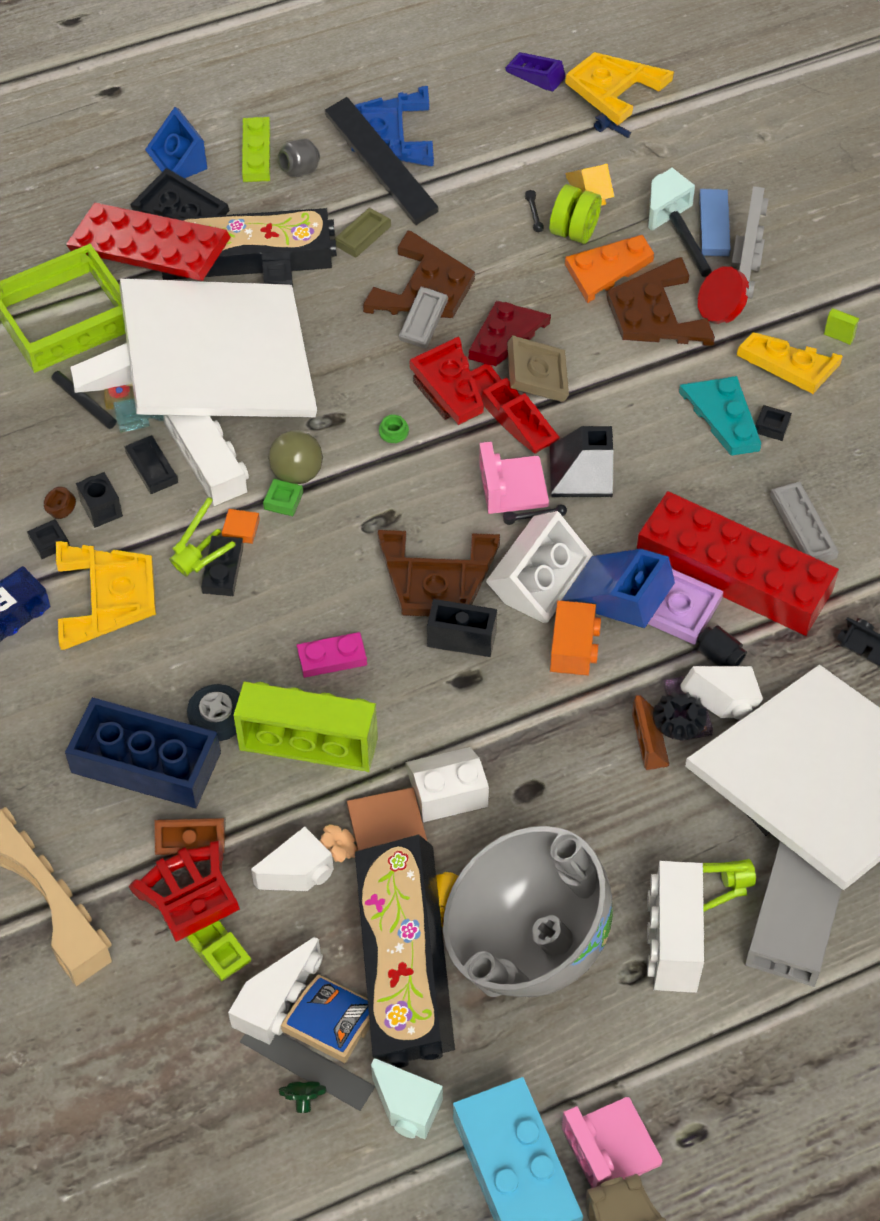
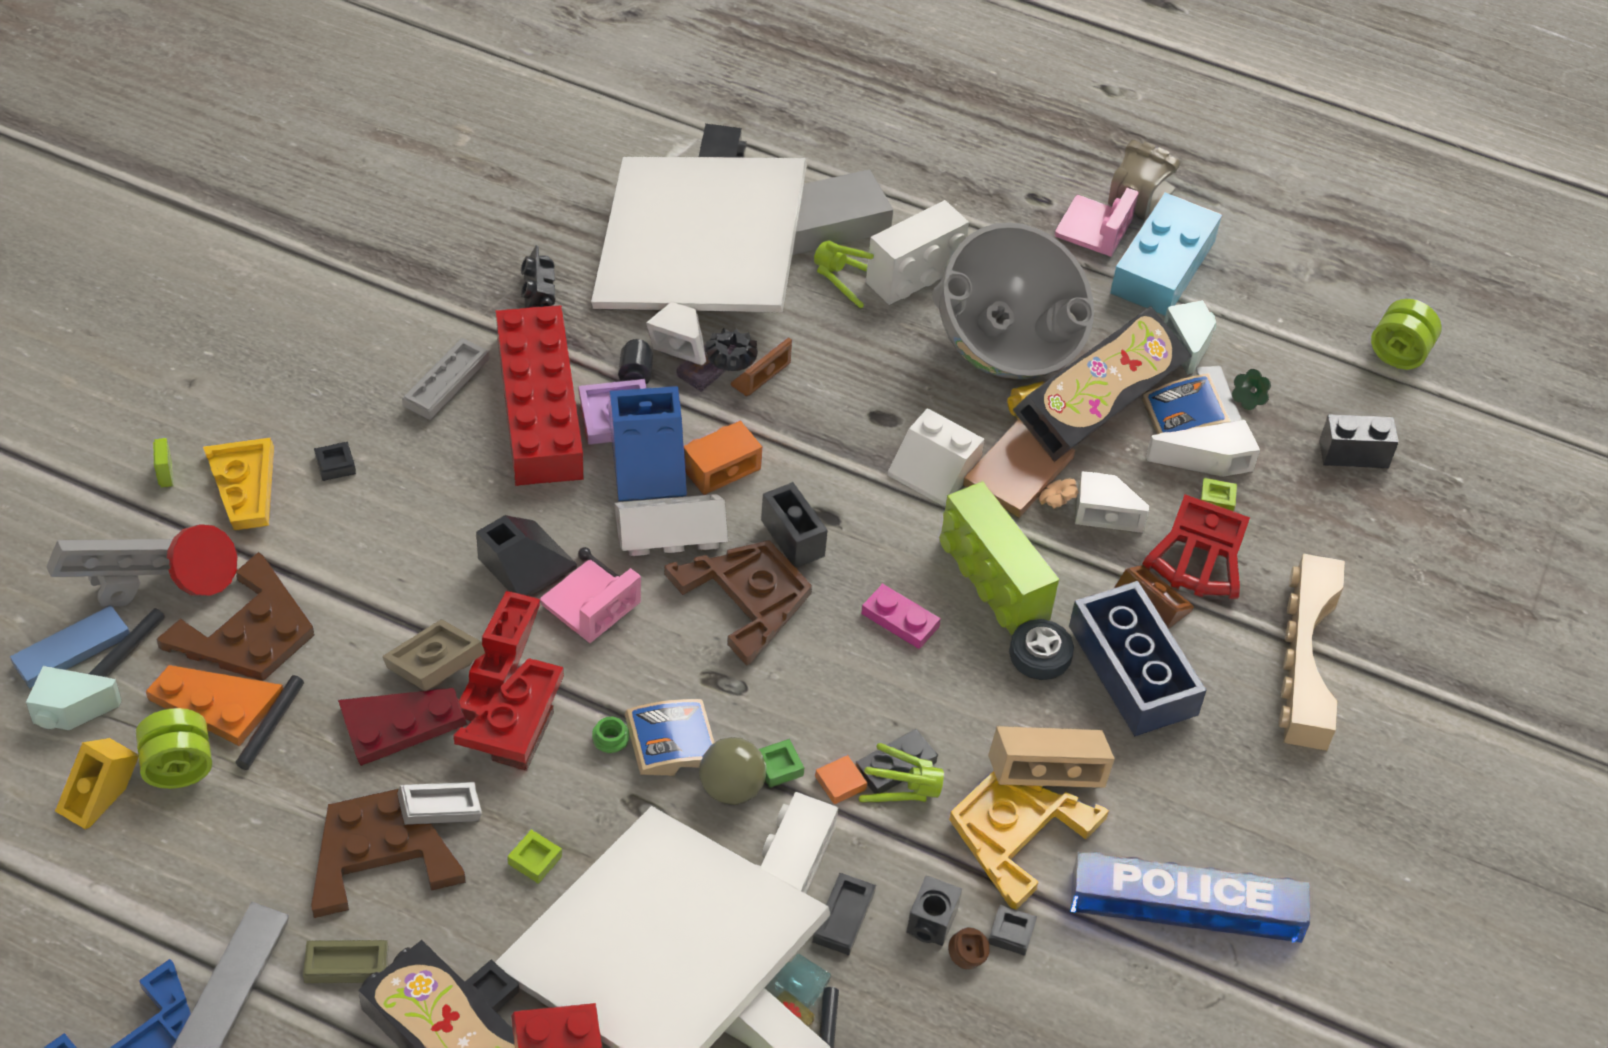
camera: 135 degrees left, 5 degrees down
(125, 633) = (1050, 757): none -> tan brick
(168, 1123) = (1358, 441): none -> black brick
(345, 346) = (534, 856): none -> lime tile
(360, 457) = (669, 735): none -> slope
(530, 196) = (151, 839): black hinge -> none
(567, 281) = (269, 722): none -> black bar
(726, 411) = (350, 501): teal wing -> none

